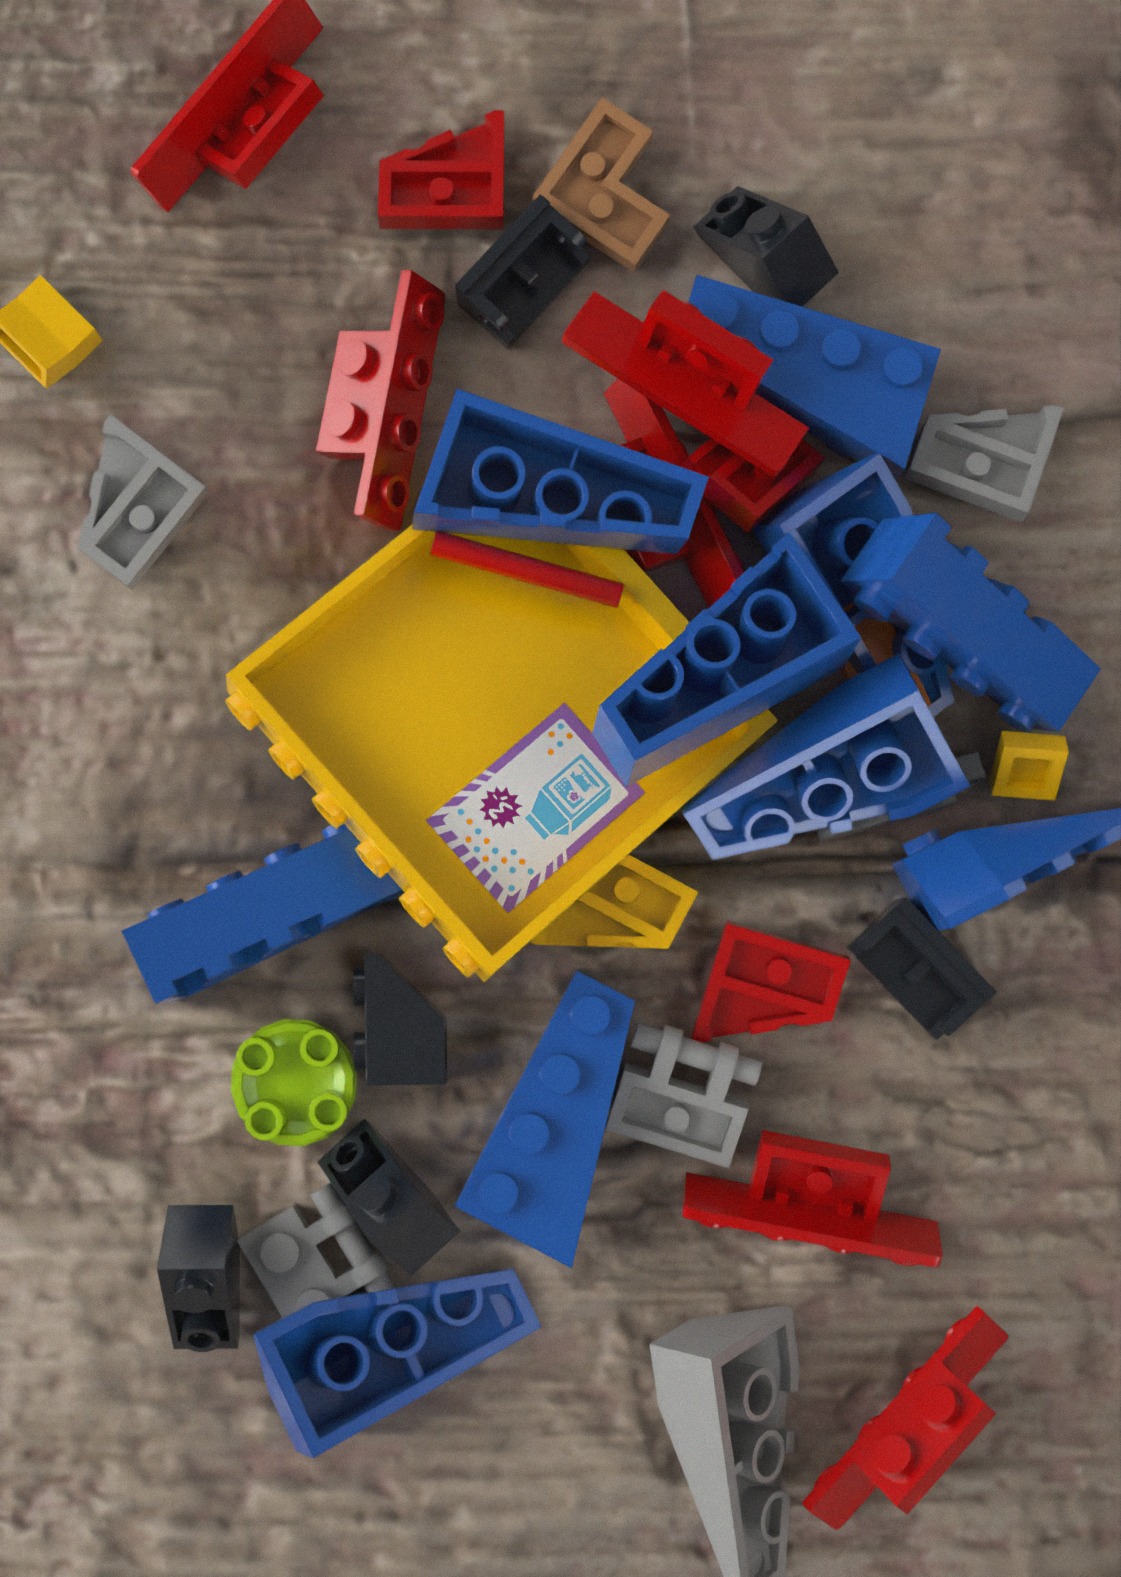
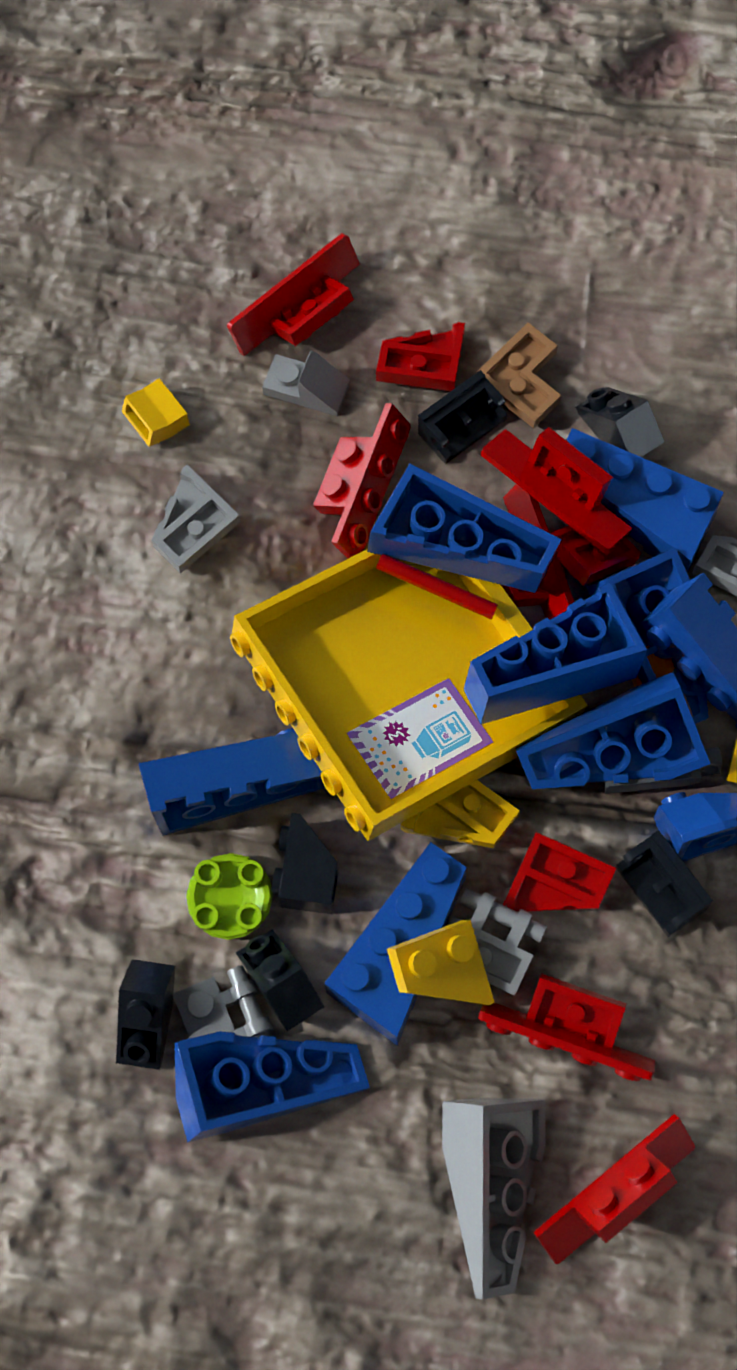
camera: 15 degrees right, 15 degrees down
(273, 247) = (307, 384): none -> light grey slope
(620, 1154) = (442, 965): none -> yellow wing

